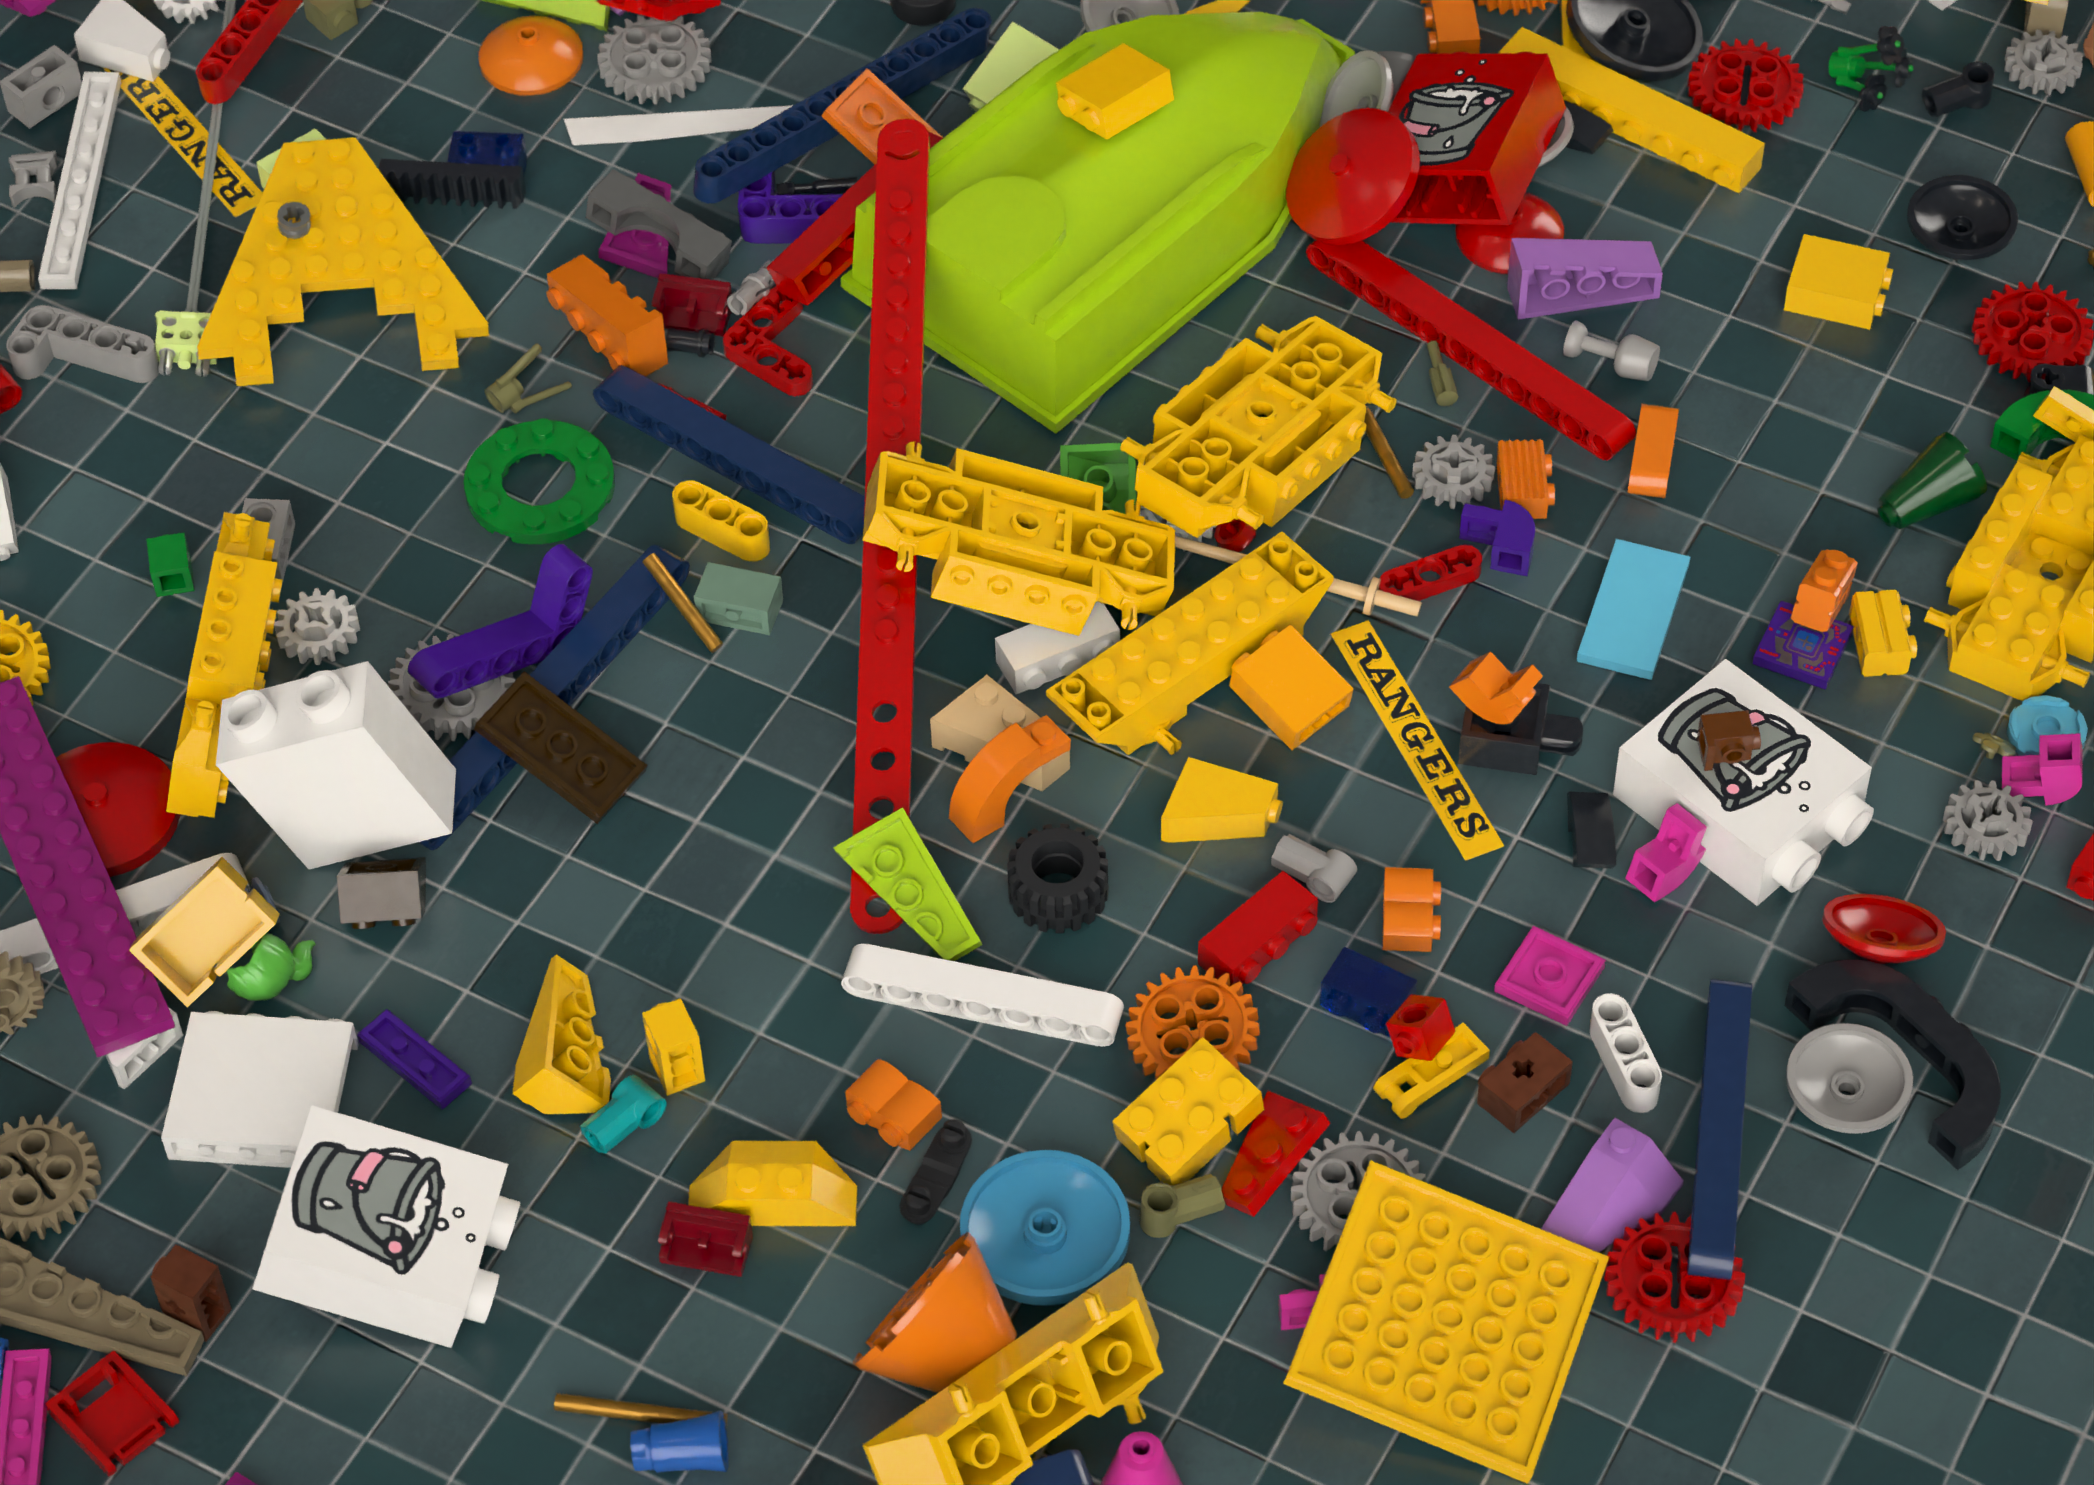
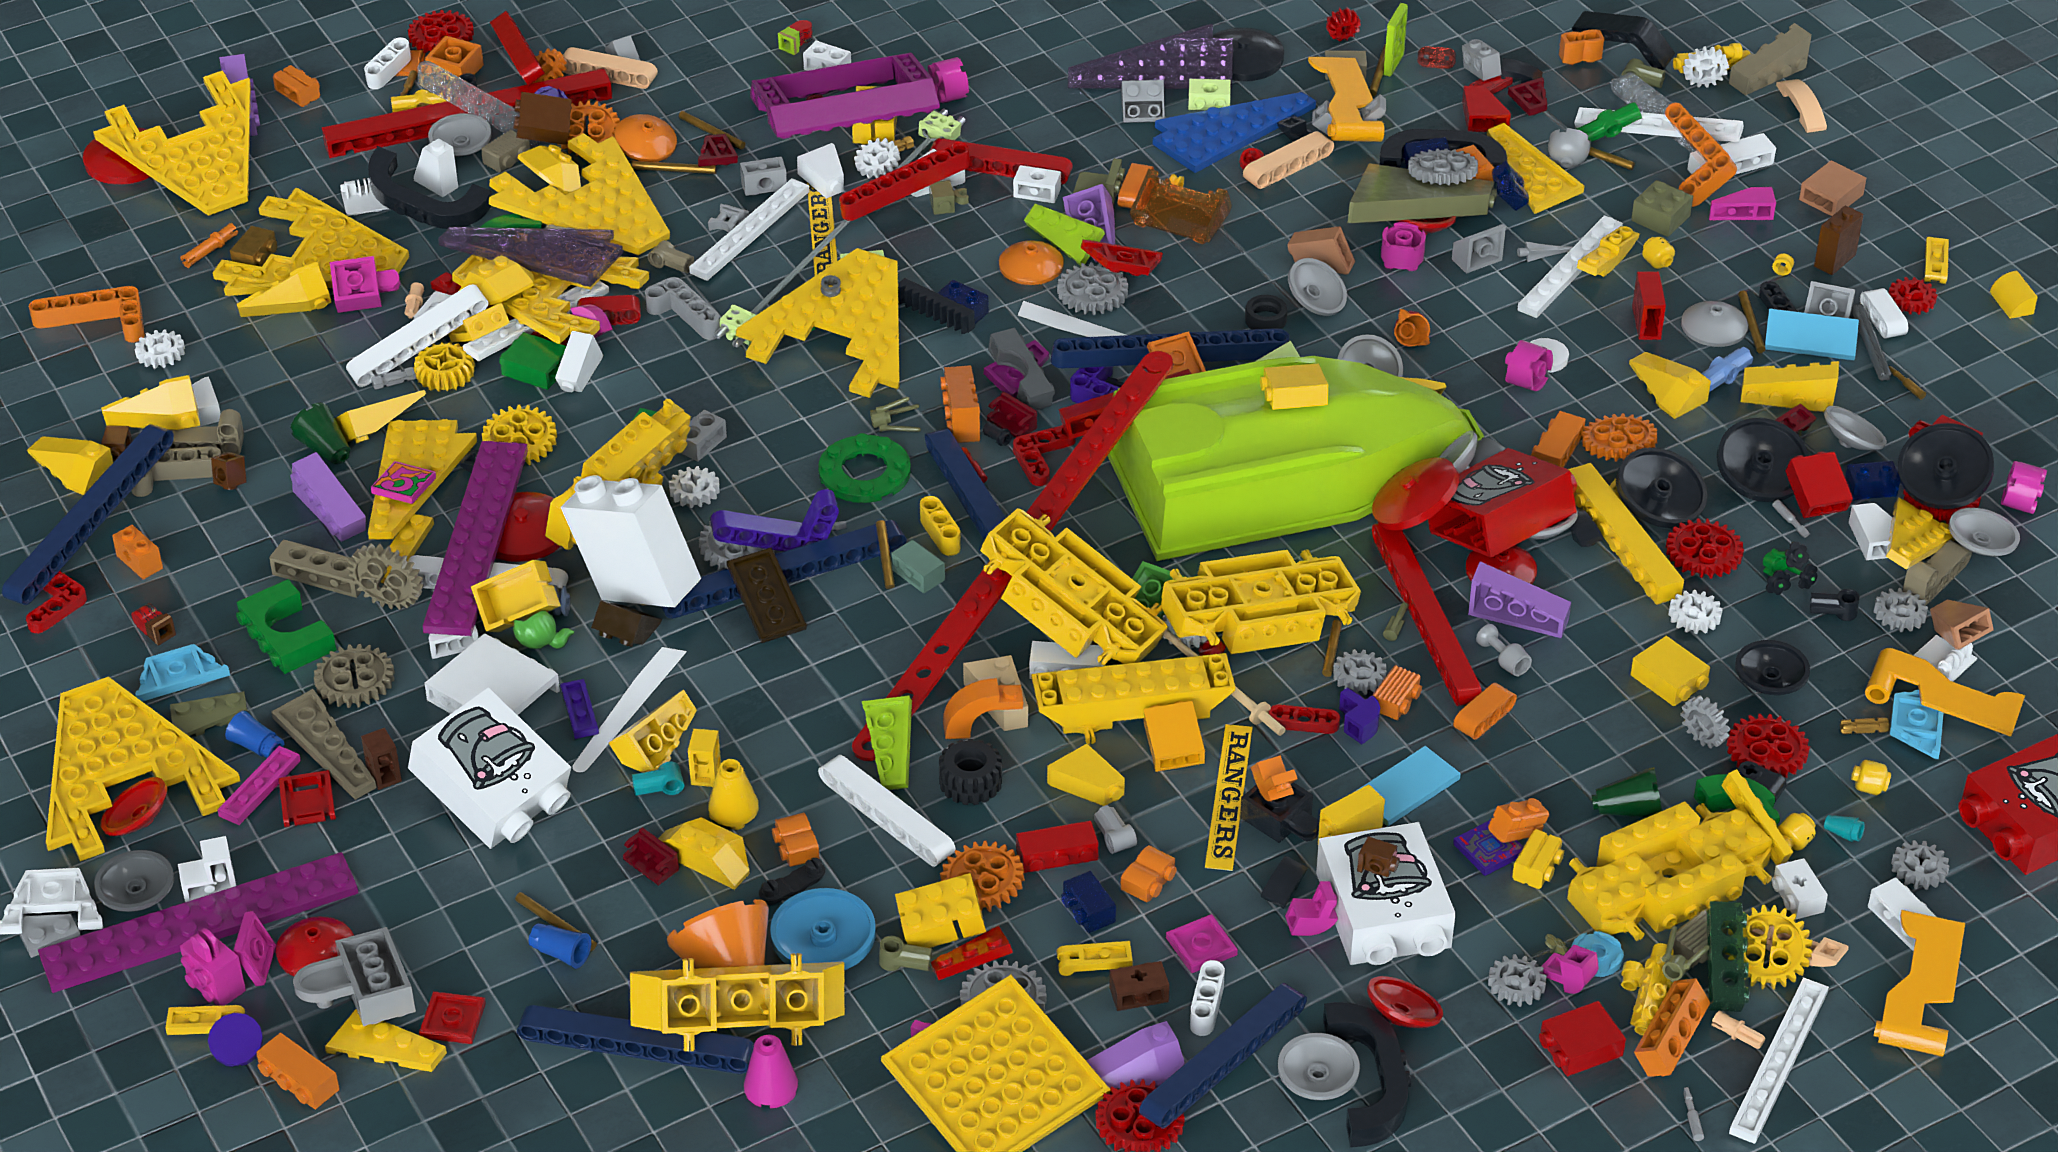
camera: 30 degrees right, 10 degrees down
(478, 1003) = (630, 702): none -> white sticker
(753, 289) = (1045, 422): light grey pin -> none
(759, 1090) = (732, 797): none -> yellow cone
(1420, 1027) = (1099, 929): red brick -> none
(1620, 698) = (1354, 813): none -> yellow brick
(1803, 182) = (1695, 611): none -> white gear
(1944, 334) = (1705, 721): none -> light grey gear

